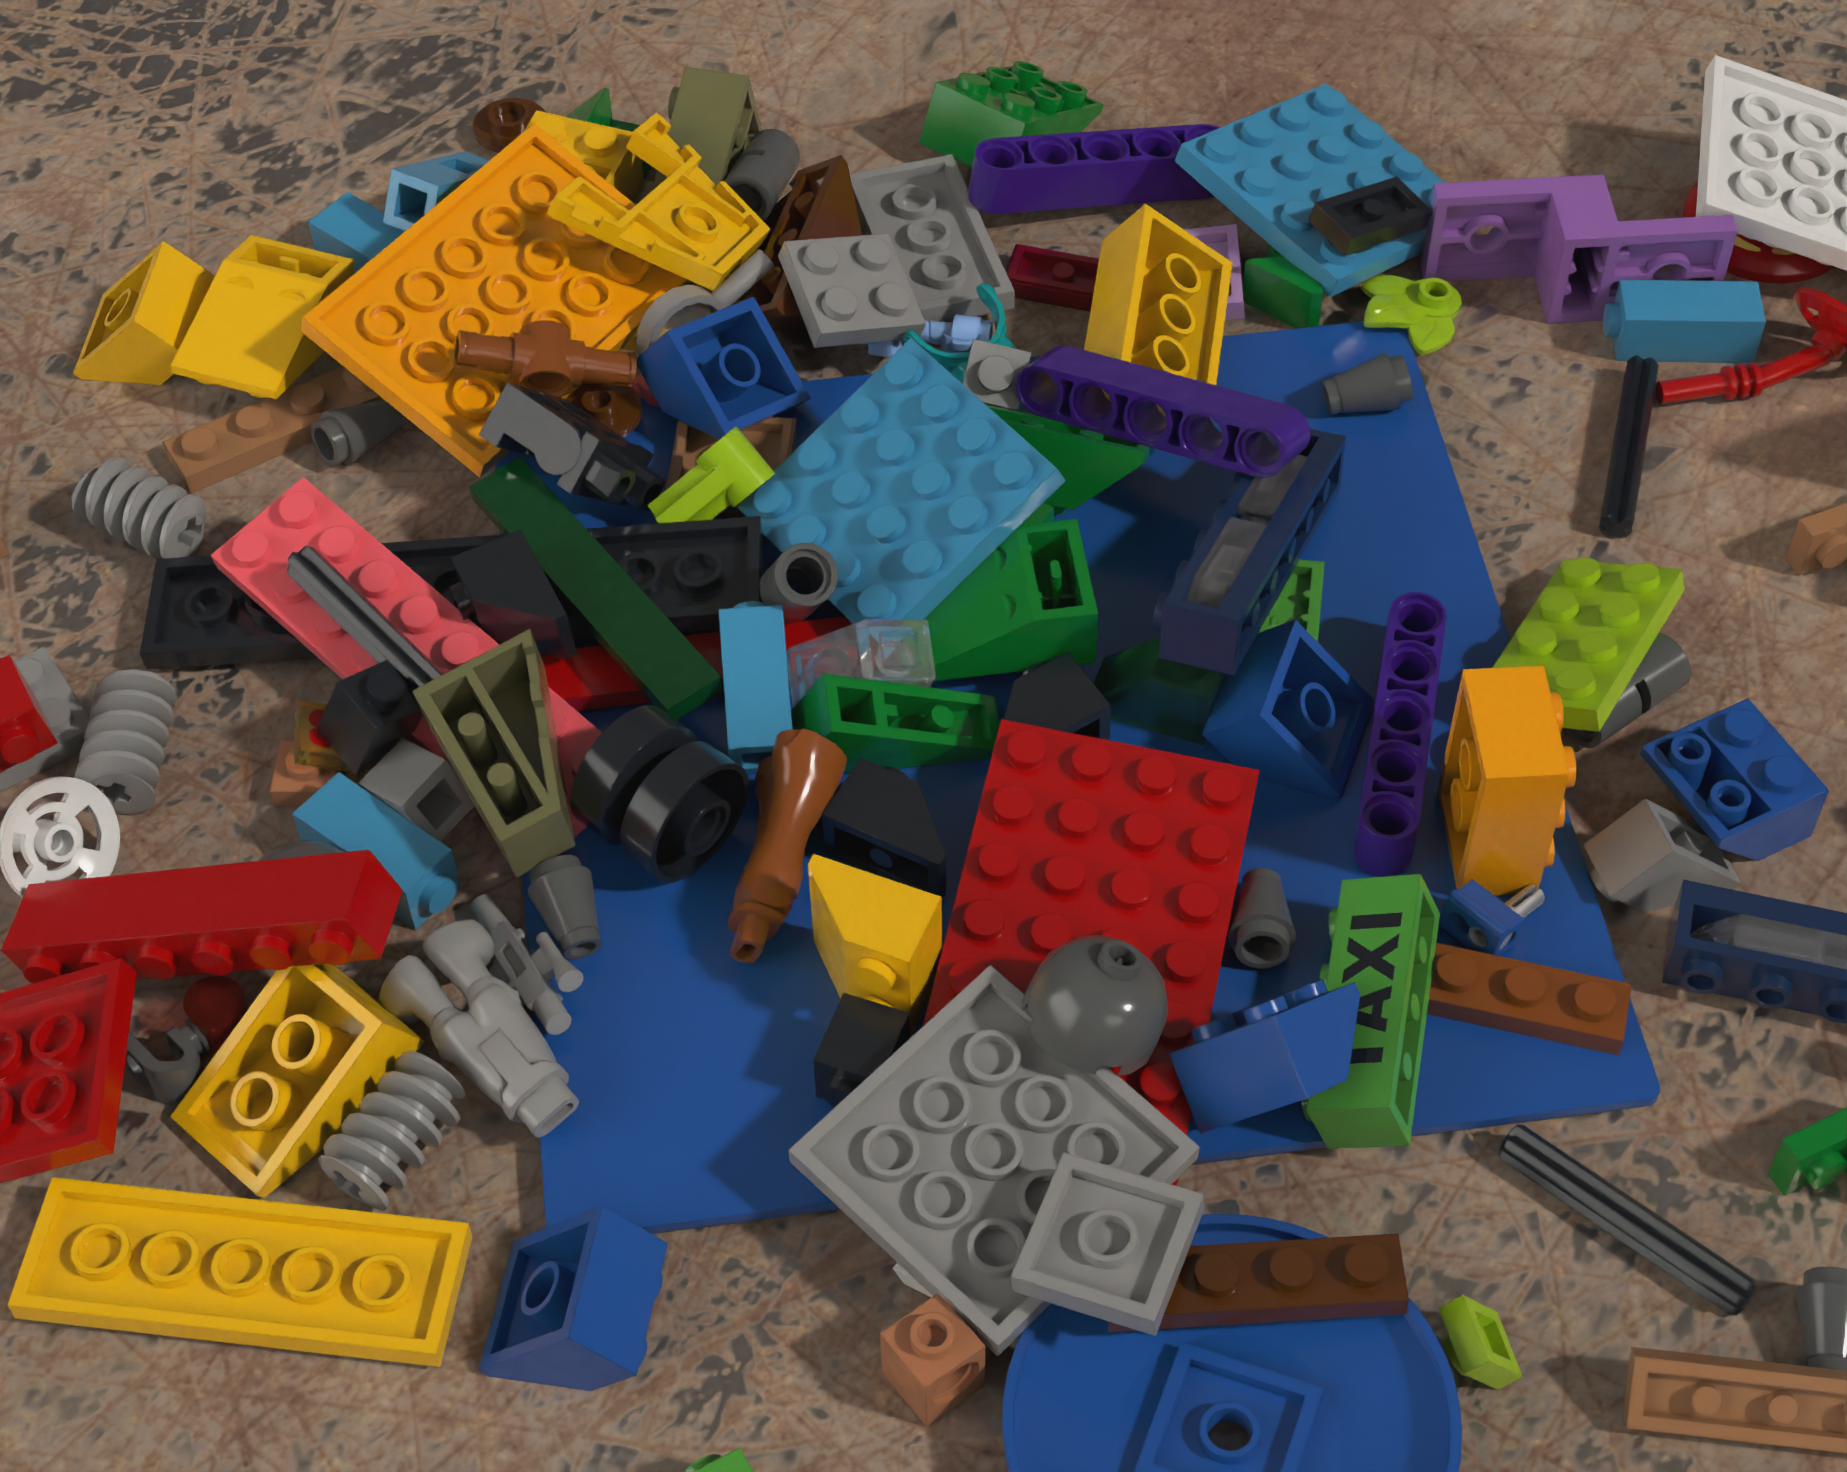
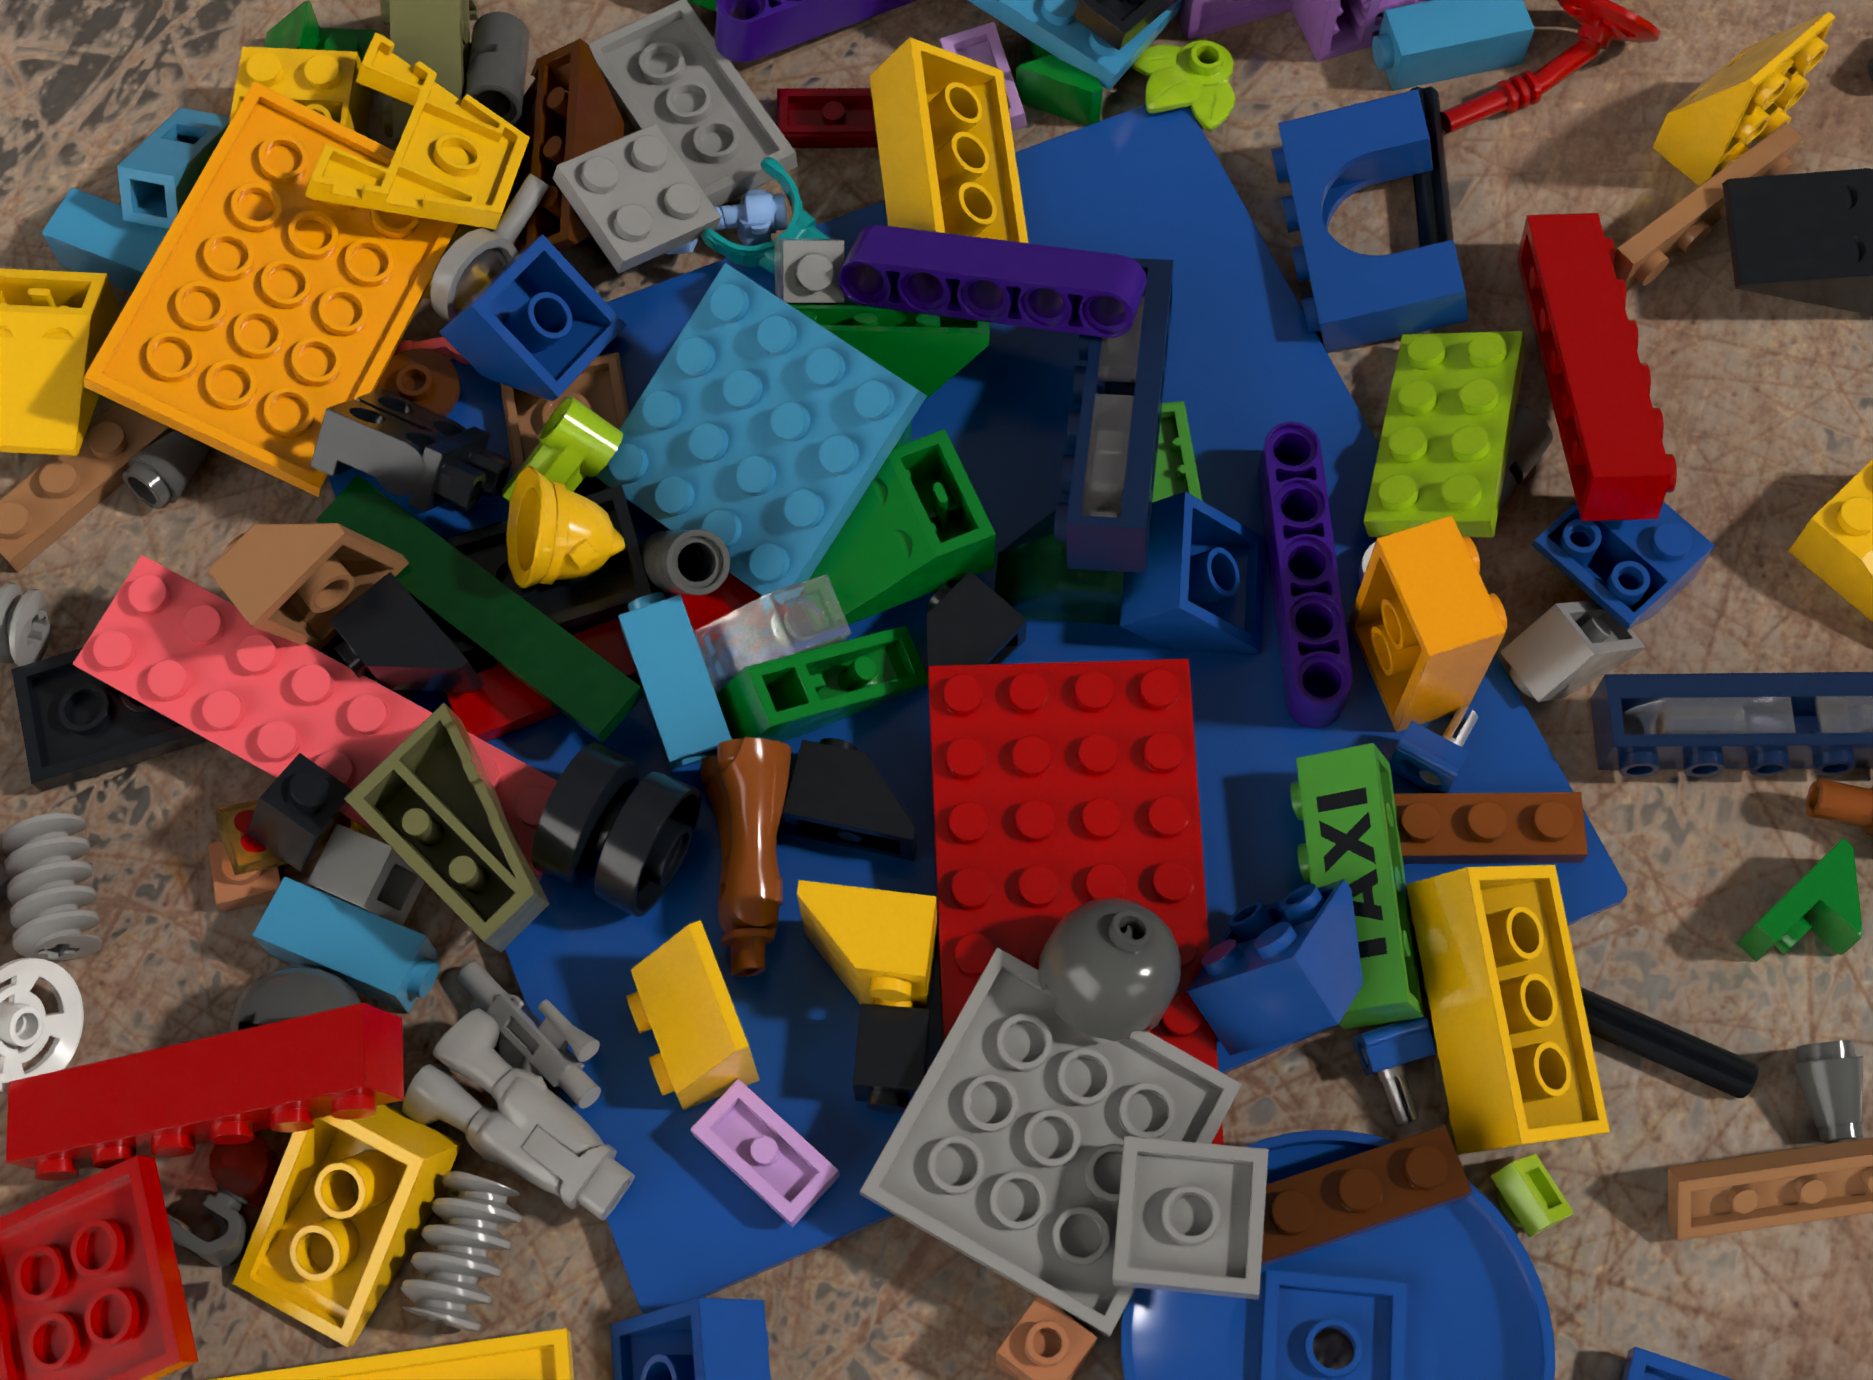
camera: 15 degrees left, 15 degrees up
(359, 617) = (265, 714): black axle -> none
(440, 507) = (301, 576): none -> medium nougat slope
(503, 122) = (210, 56): reddish brown piece -> none
(544, 359) = (349, 358): dark orange pin -> none
(566, 902) = (557, 964): dark grey cone -> none
(676, 975) = (691, 1019): none -> yellow slope
(687, 532) = (555, 532): none -> yellow piece
(711, 1113) = (765, 1152): none -> lavender plate
(1261, 921) = (1227, 812): dark grey cone -> none
(1369, 386) = (1174, 186): dark grey cone -> none
(1374, 1177) = (1386, 1051): none -> blue piece
(1499, 1158) = (1506, 1007): none -> yellow slope
(1536, 514) = (1357, 294): none -> blue arch
(1745, 613) = (1594, 369): none -> red brick

